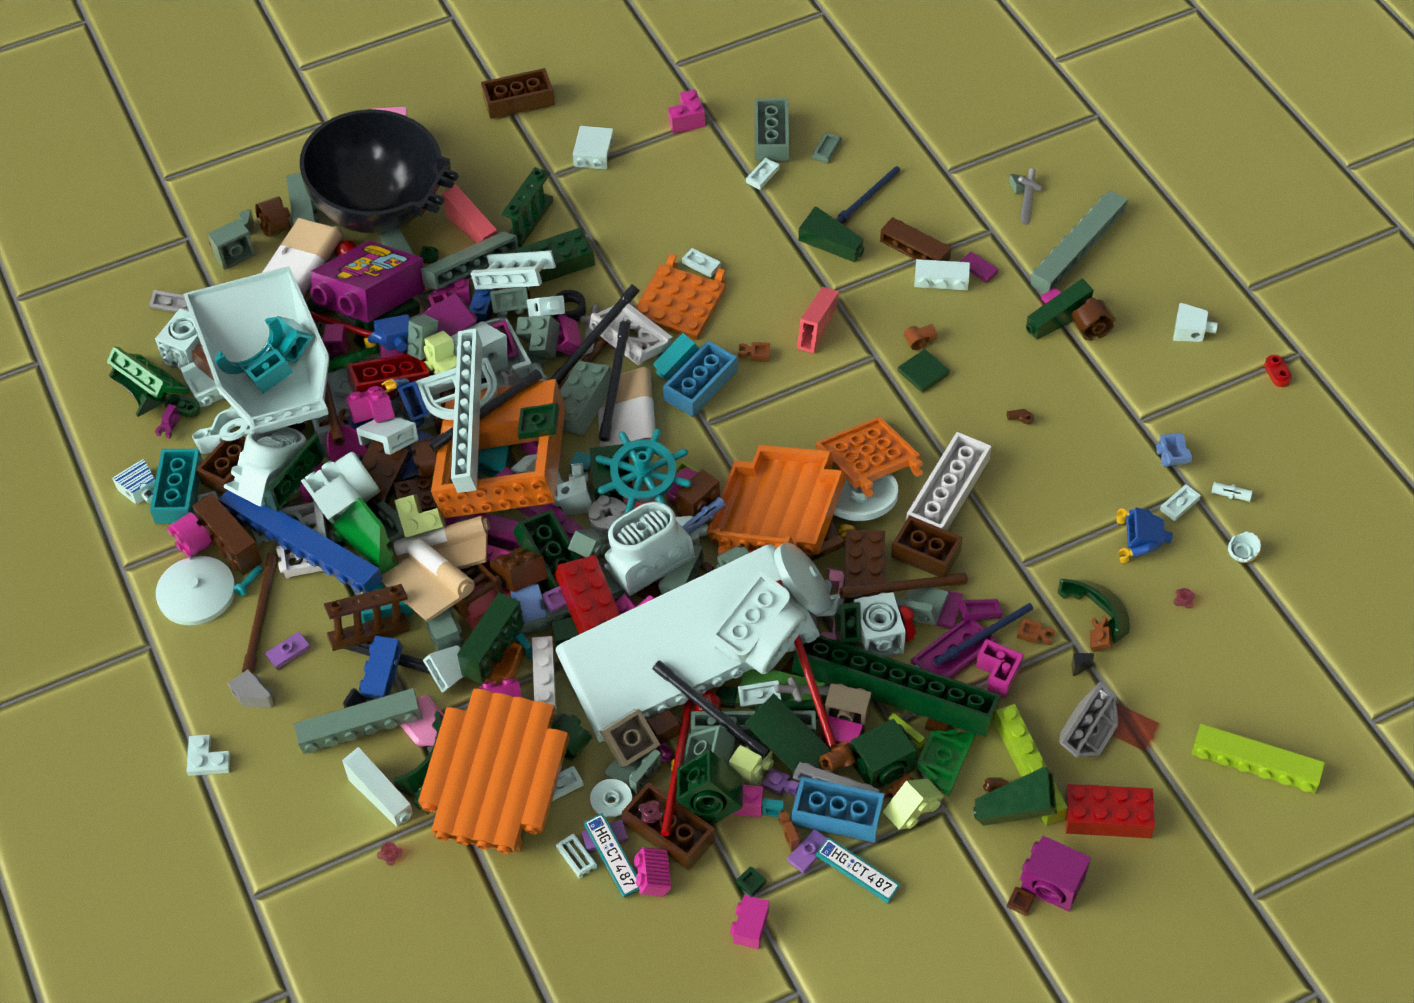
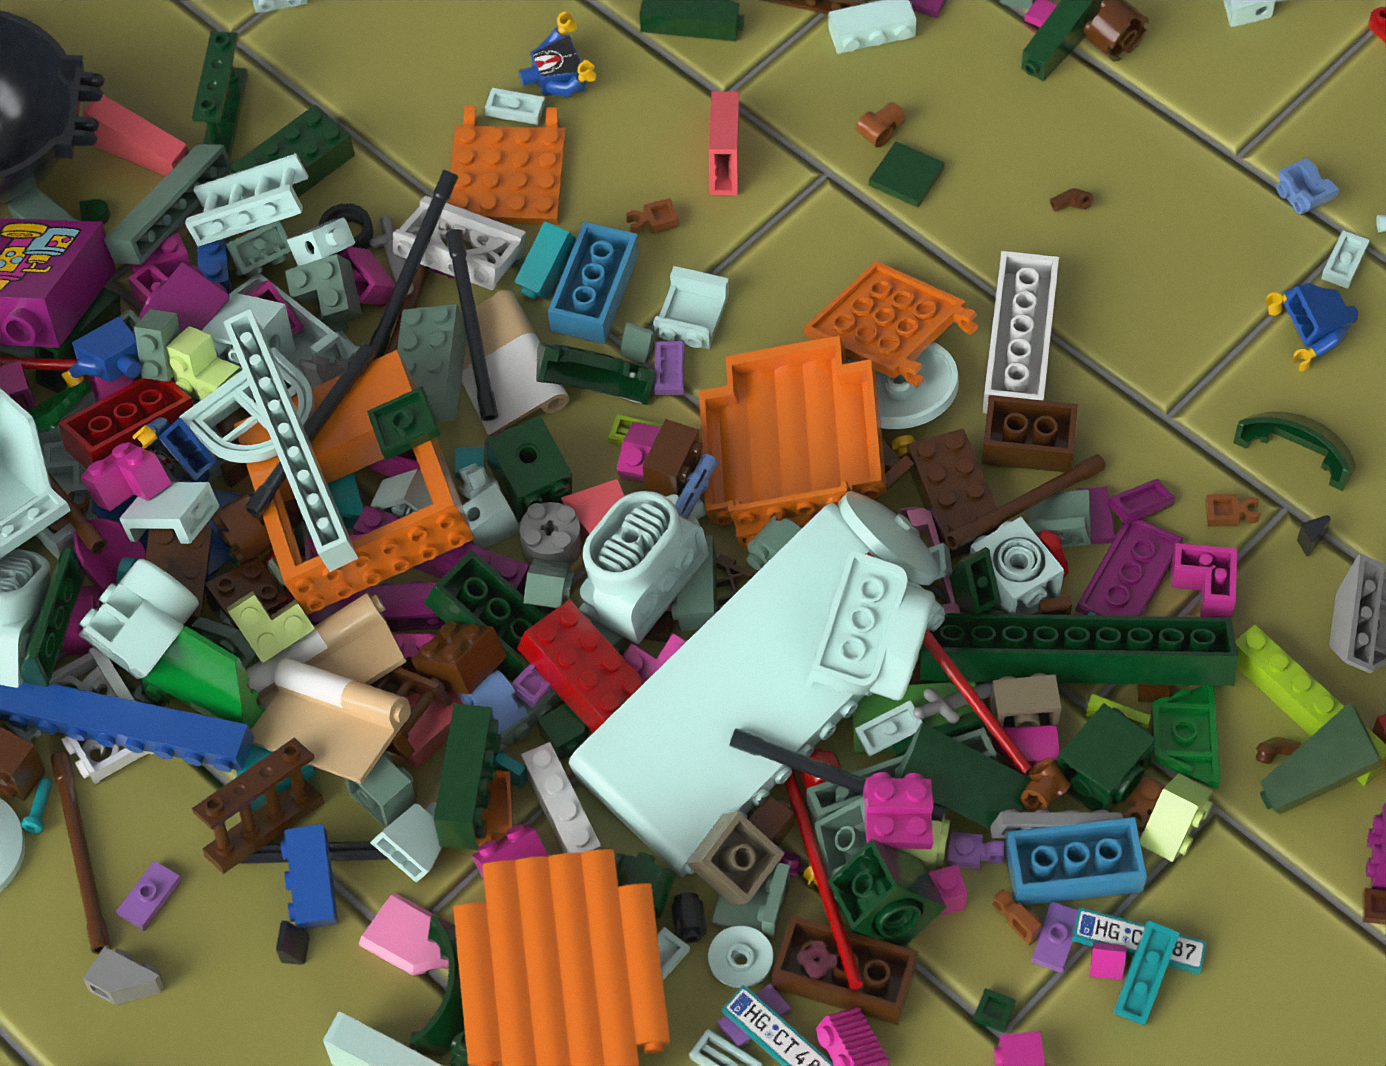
camera: 20 degrees left, 5 degrees up
(358, 721) = (311, 969): sand green brick -> none
(590, 765) = (688, 917): none -> black brick
(642, 470) = (582, 449): teal piece -> none
(676, 430) = (594, 372): none -> dark green windscreen
(712, 422) = (637, 343): none -> sand green slope
(724, 442) = (669, 368): none -> medium lavender plate
(727, 696) = (841, 745): dark green tile -> none
(736, 244) = (557, 64): none -> torso
(736, 740) = (899, 811): none -> dark pink plate
(754, 411) = (692, 308): none -> light aqua panel
(772, 807) = (980, 890): teal tile -> none
(832, 875) = (1107, 961): none -> dark pink tile
(851, 889) = (1146, 973): none -> teal plate
(896, 654) = (1055, 606): none -> reddish brown tile
(953, 652) = (1134, 575): dark blue bar -> none
(1102, 635) = (1323, 486): dark orange plate -> none

